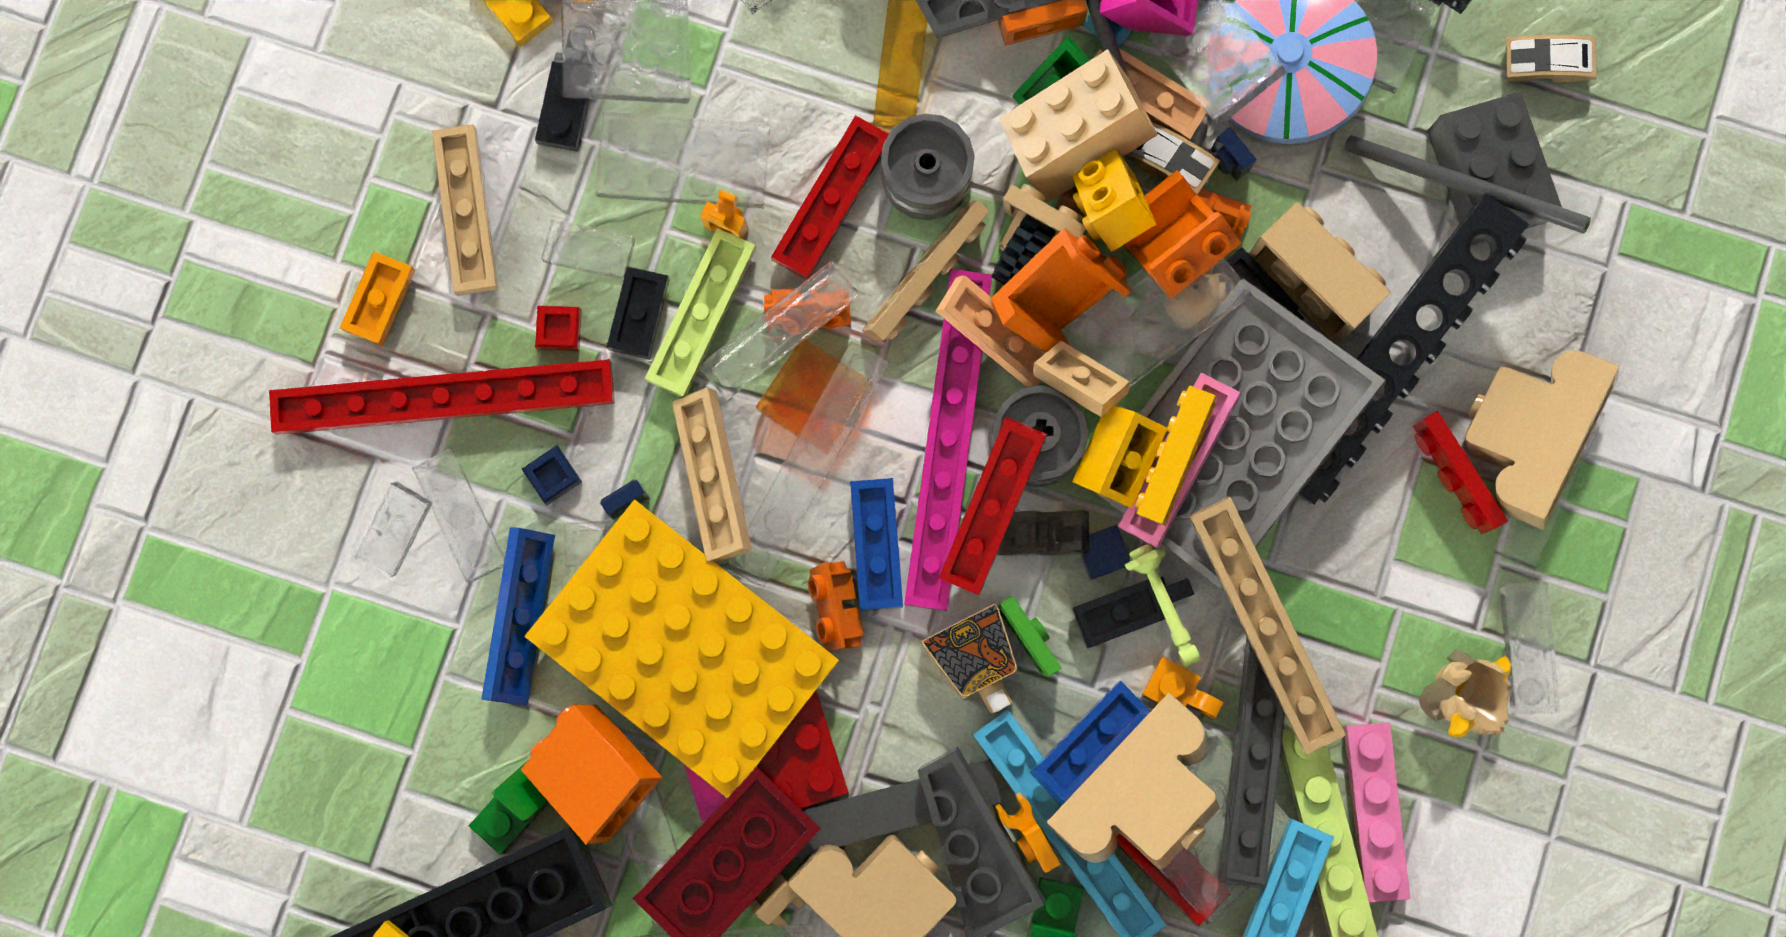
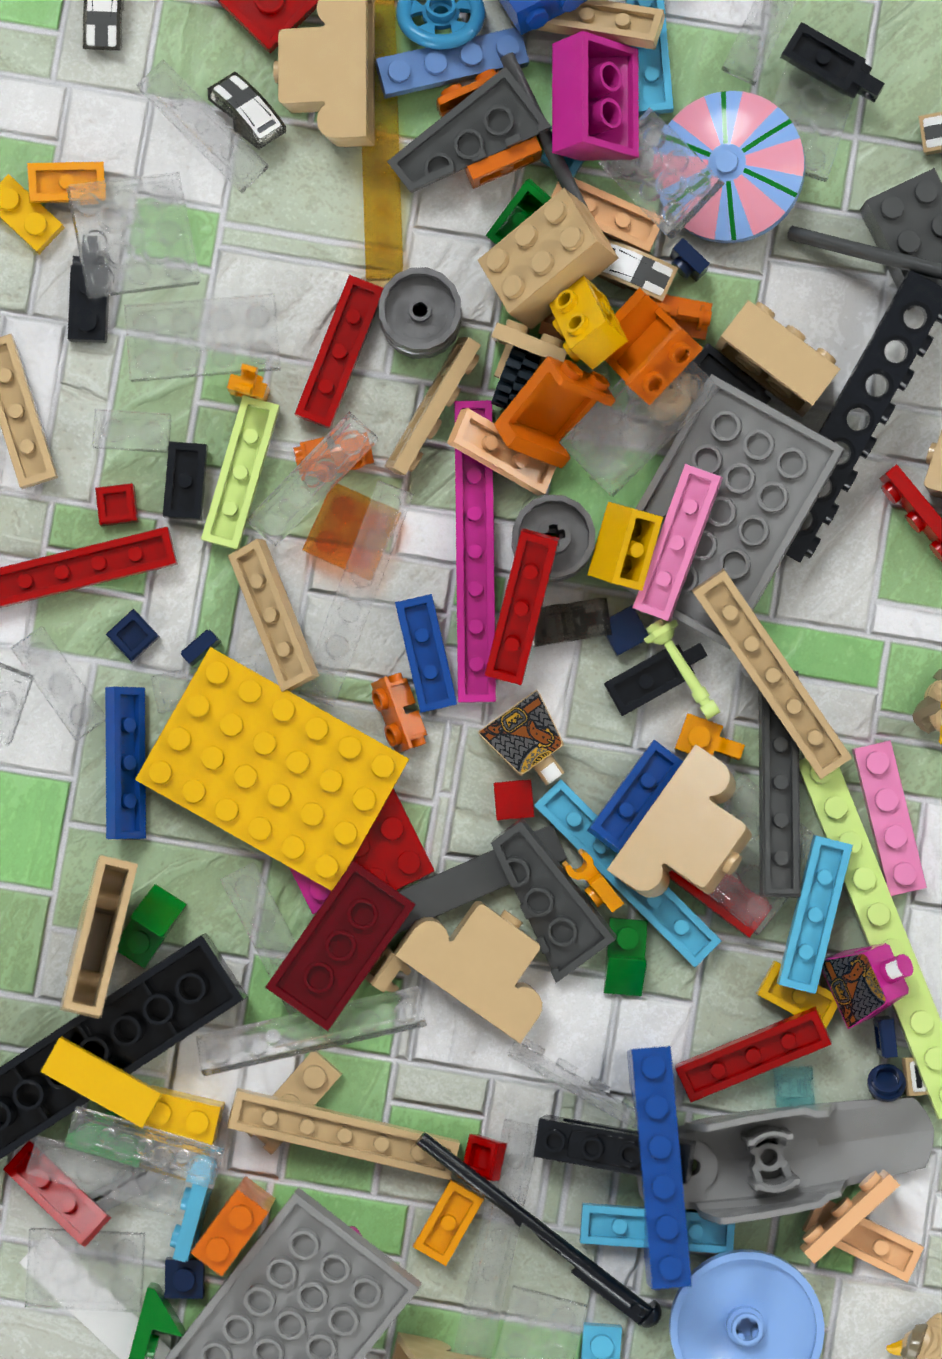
camera: 10 degrees left, 5 degrees up
(448, 811) = (98, 937): none -> tan brick
(590, 773) = (211, 887): orange brick -> none
(950, 725) = (513, 799): none -> red tile
(1030, 636) = (571, 712): bright green plate -> none
(1081, 378) = (582, 483): tan plate -> none
(1176, 455) = (673, 539): yellow piece -> none

